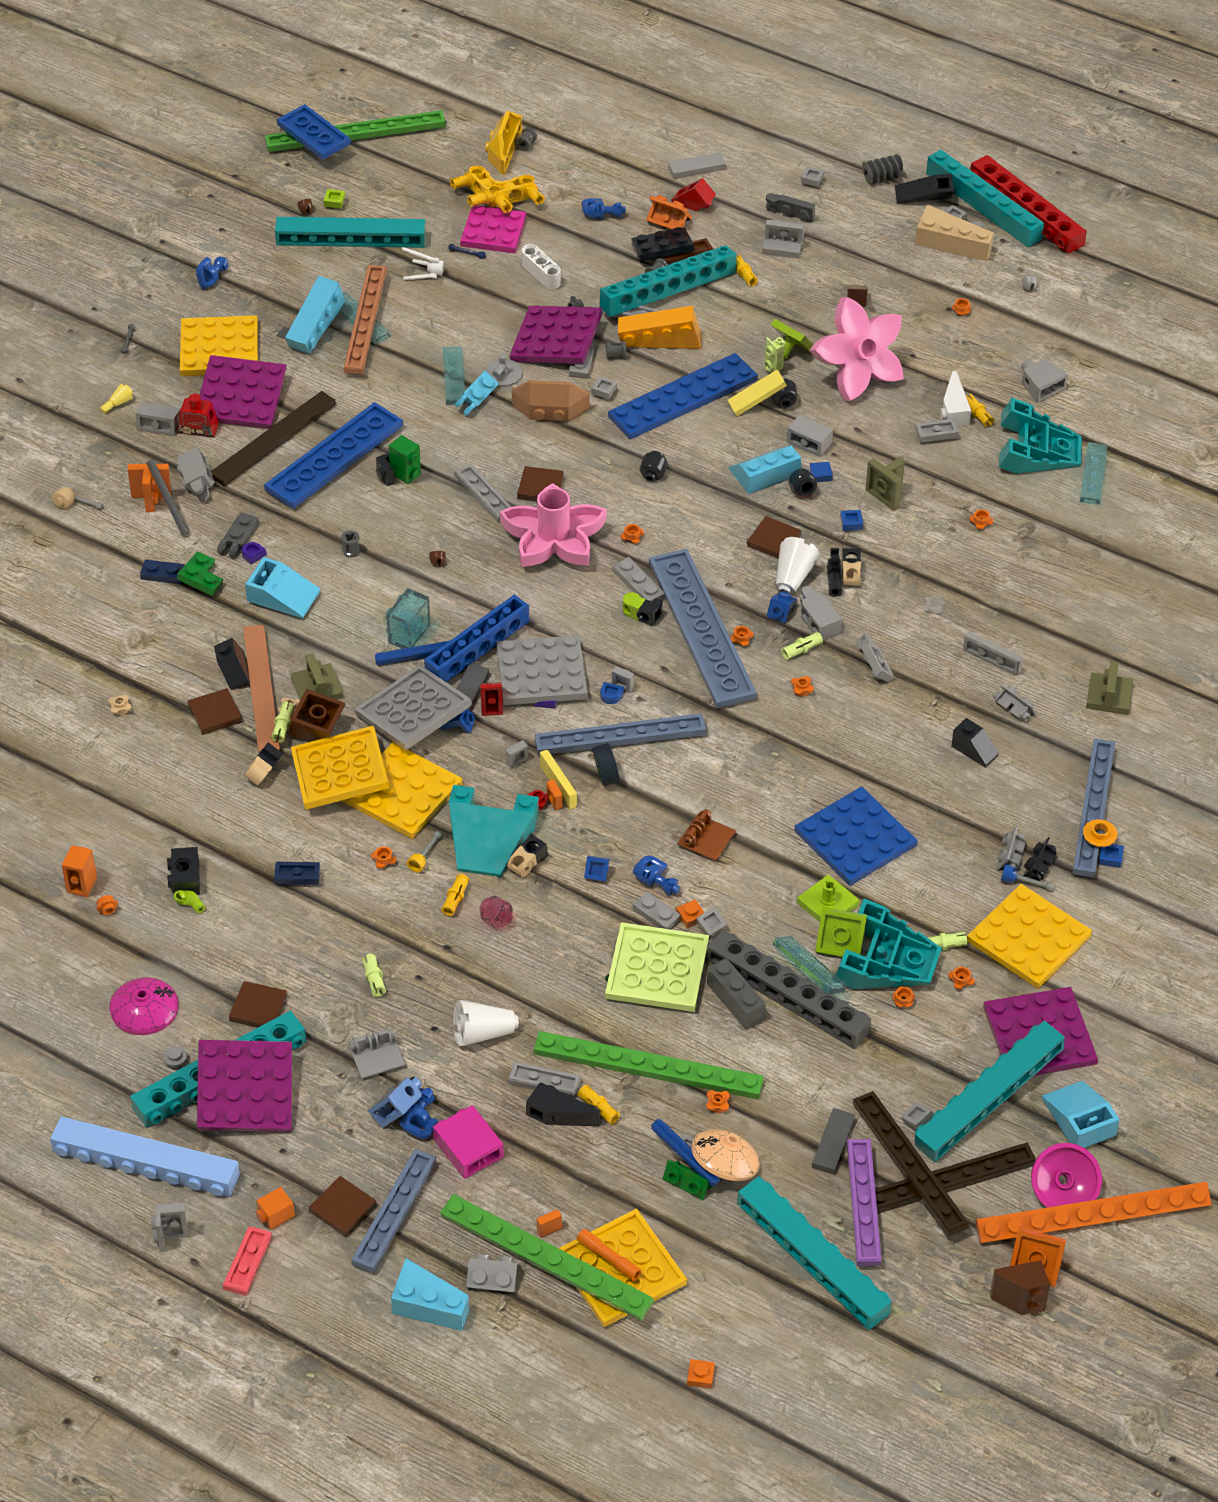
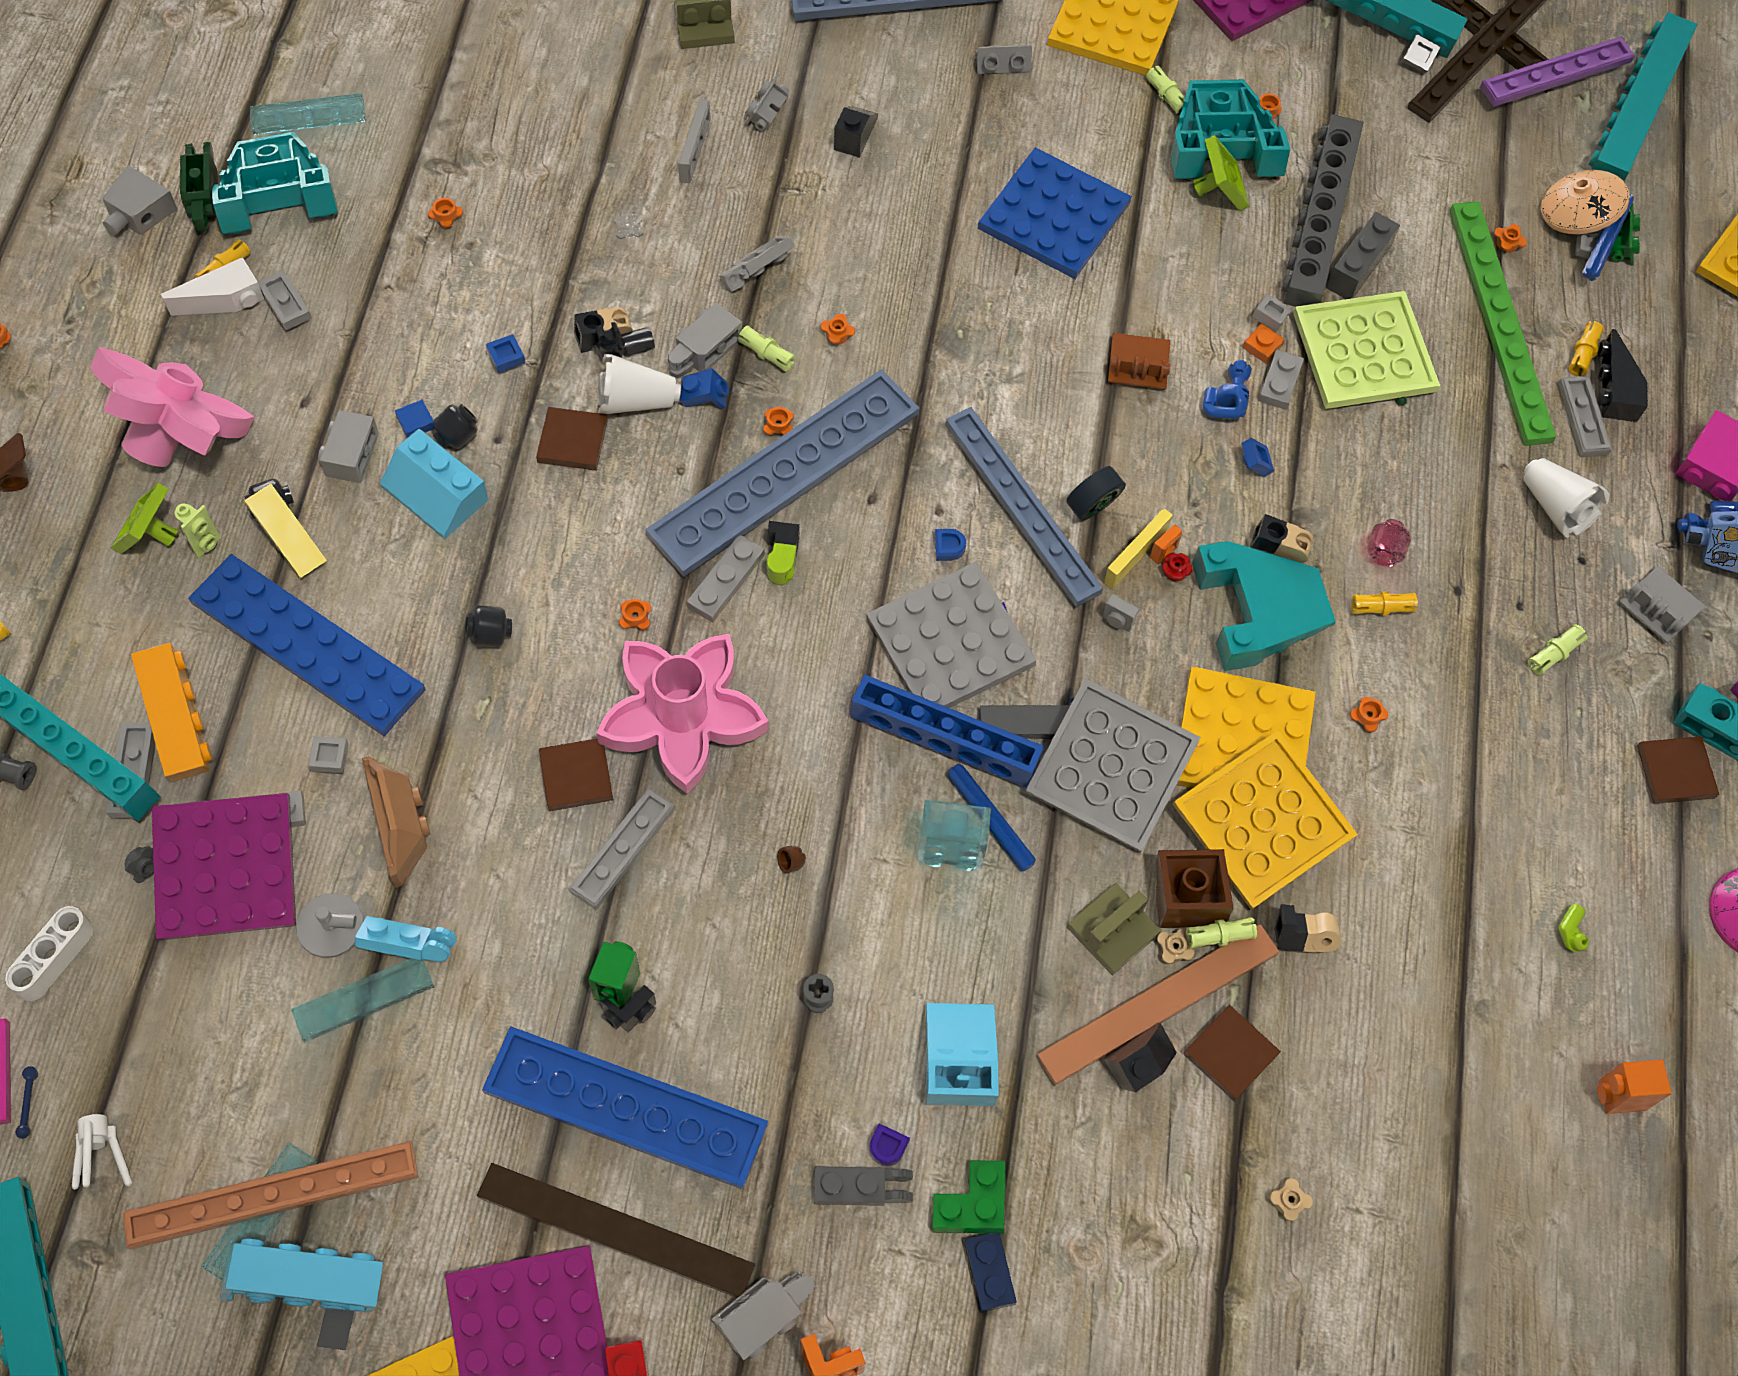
camera: 115 degrees left, 15 degrees up
(106, 905) = (1646, 1035): orange plate -> none
(167, 497) = (856, 1320): dark grey bar -> none
(184, 870) = (1551, 940): black brick -> none
(297, 873) = (1456, 808): dark blue plate -> none
(417, 861) = (1354, 668): yellow hinge -> none
(491, 698) = (1040, 674): red slope -> none
(616, 349) = (231, 767): dark grey bush -> none
(623, 678) = (924, 530): light grey plate -> none
(810, 965) = (1283, 196): clear light blue tile -> none
(827, 894) = (1169, 213): lime tile -> none
(833, 1141) = (1491, 123): dark grey tile -> none
(886, 481) = (428, 317): olive bracket -> none
(961, 972) = (1210, 62): orange plate -> none
(1010, 874) = (1039, 46): hinge -> none
(1042, 853) = (1004, 30): black hinge -> none
(1049, 403) = (197, 179): none -> dark green hinge

